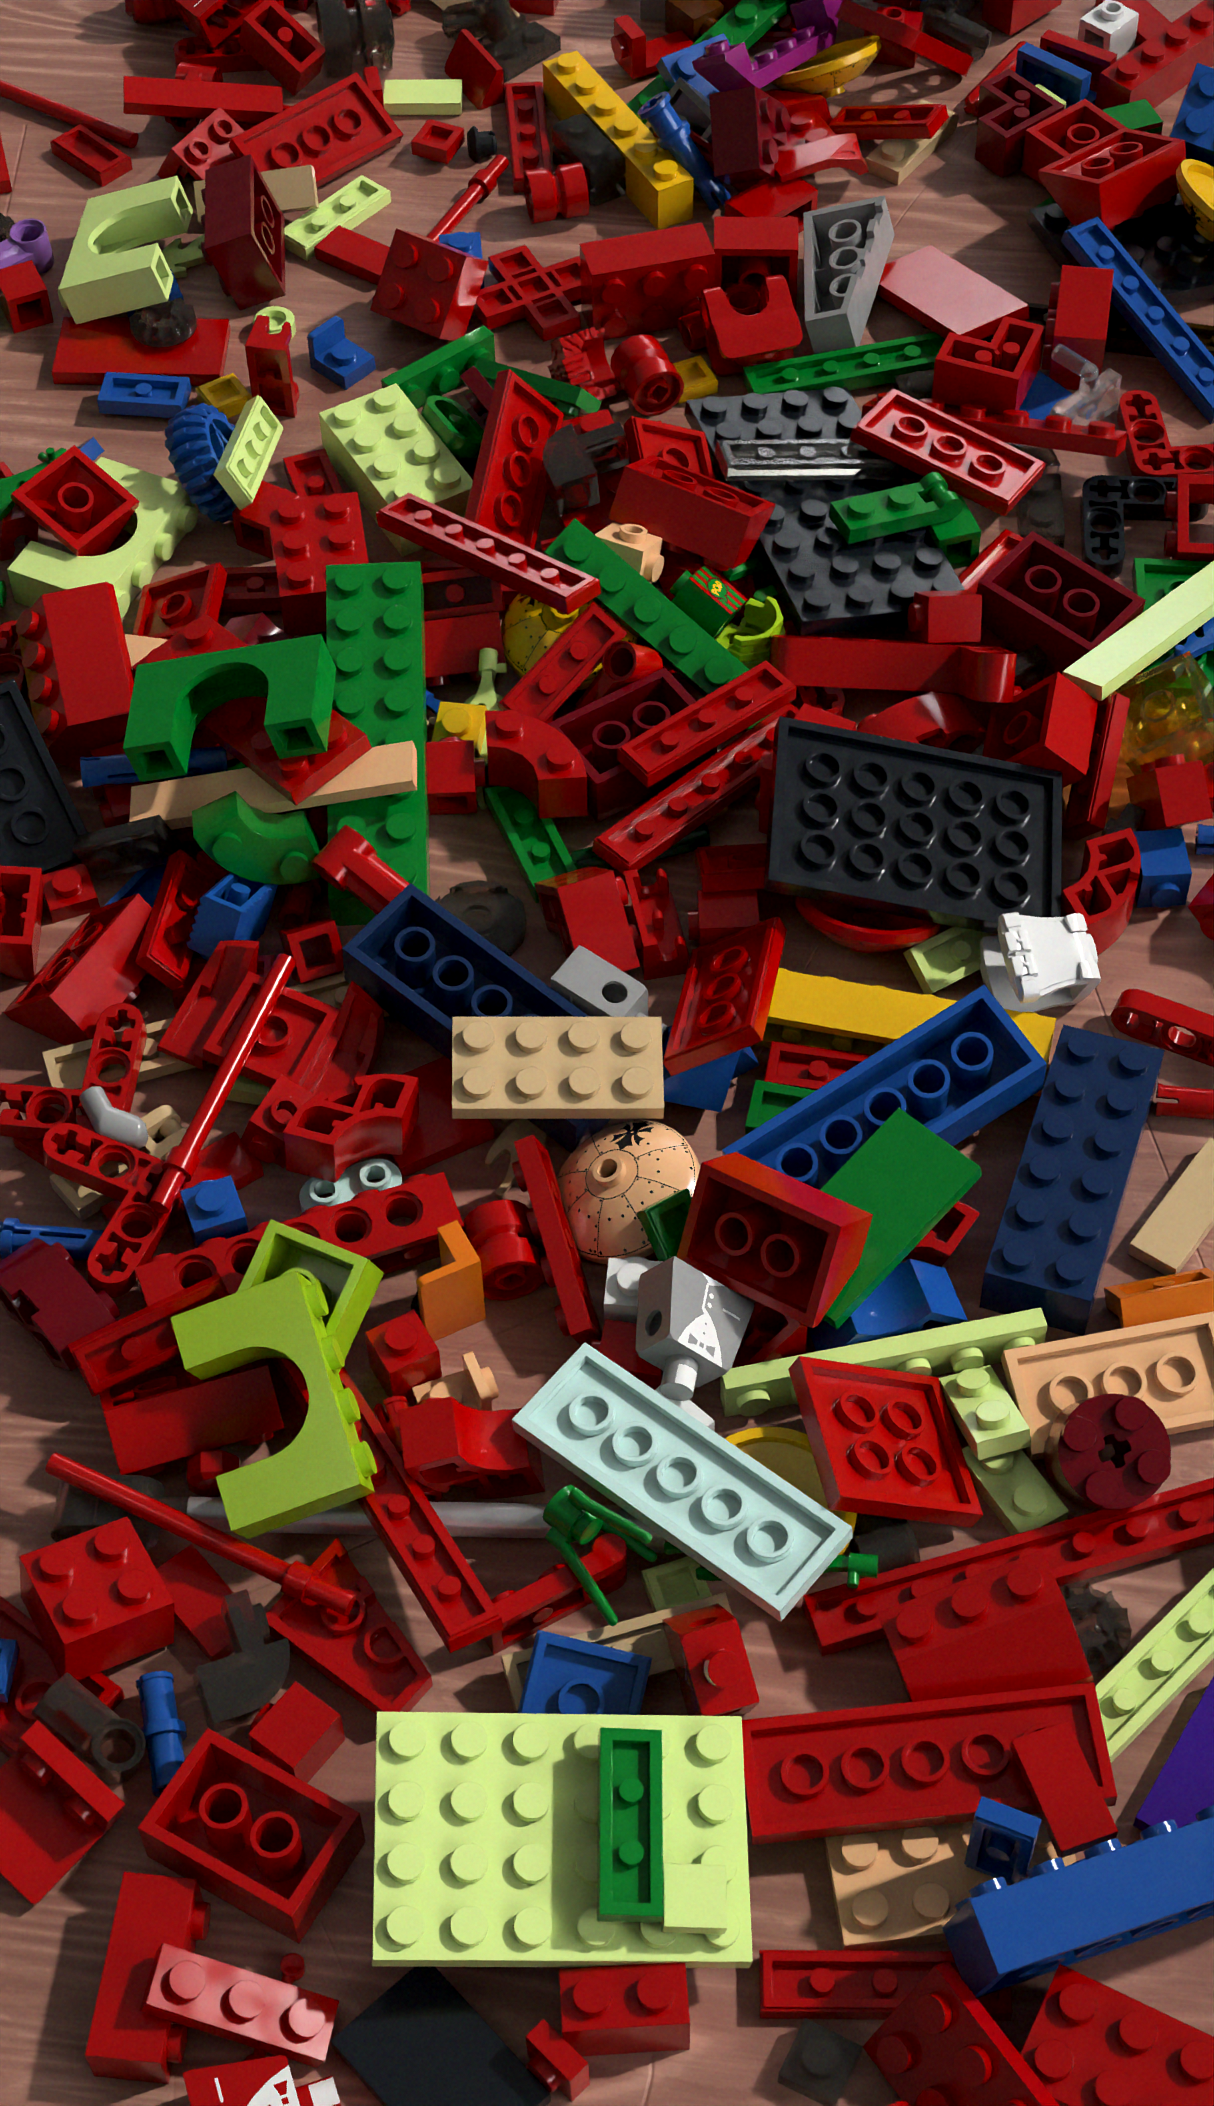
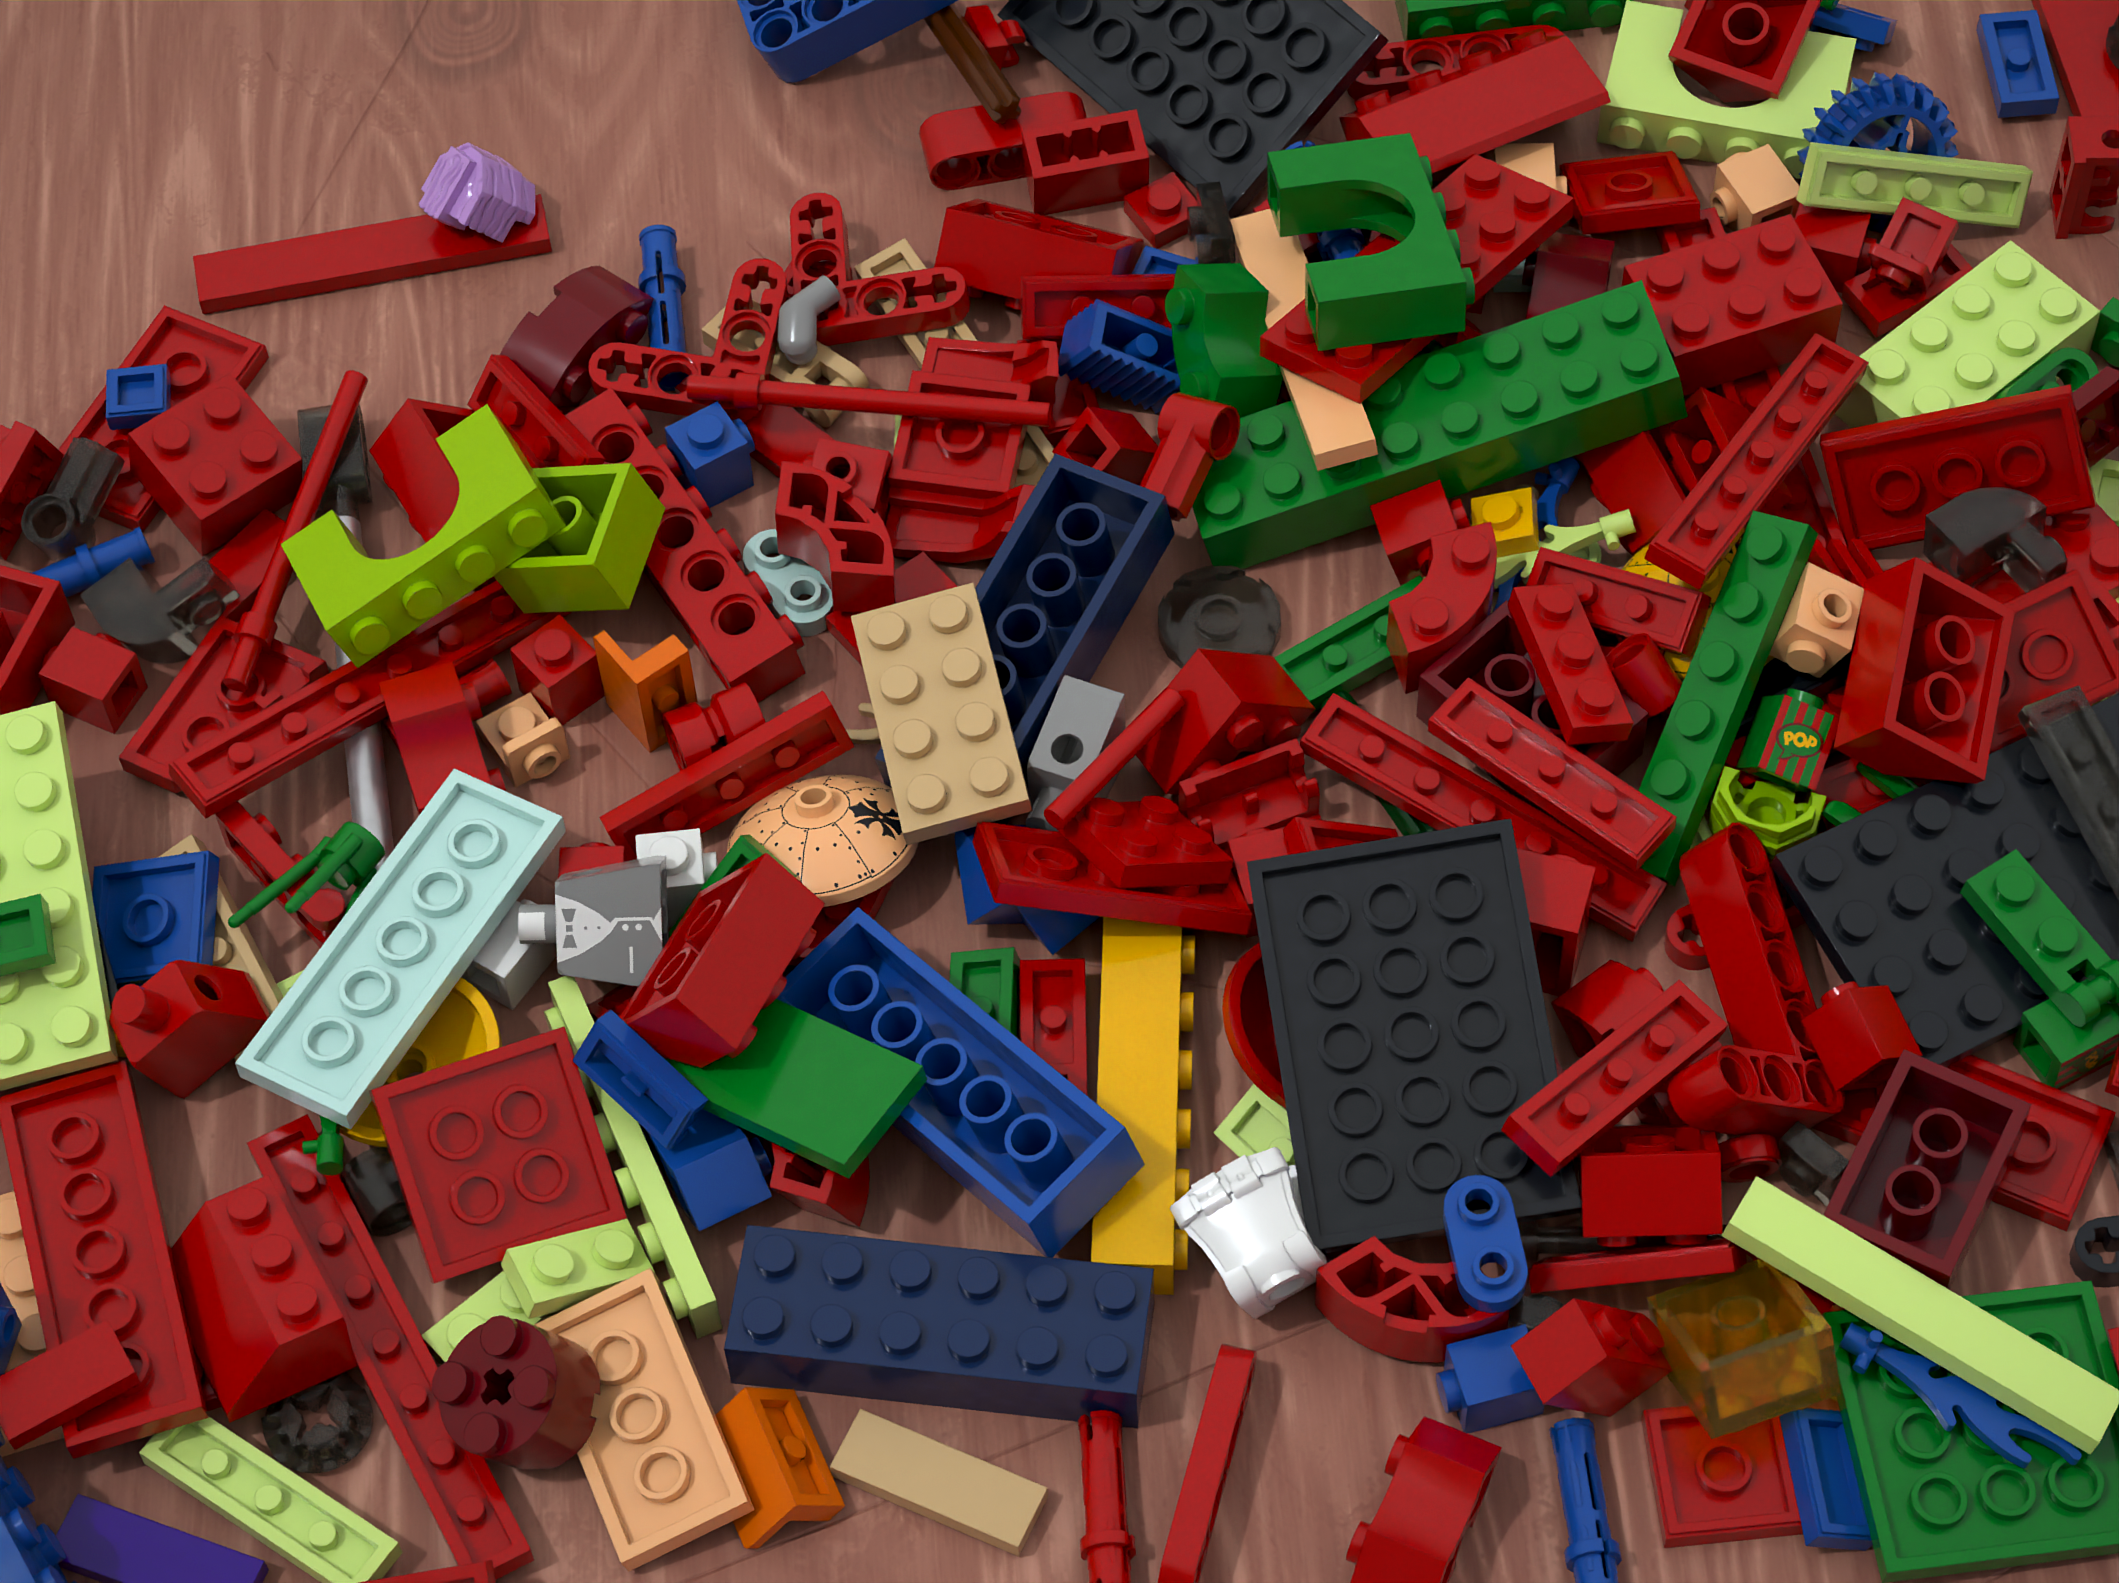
camera: 80 degrees right, 5 degrees up
(205, 1467) = (389, 533): red tile -> none
(206, 541) = (1753, 189): none -> light nougat brick
(225, 394) = (2041, 148): yellow tile -> none
(301, 463) = (1912, 246): none -> red bracket
(619, 692) = (1570, 664): none -> red plate
(633, 963) = (1113, 758): none -> red bar
(697, 971) = (1147, 844): none -> red plate
(858, 1302) = (639, 1079): none -> blue tile
(980, 722) = (1614, 1078): none -> red plate
(1086, 824) = (1484, 1240): none -> blue plate

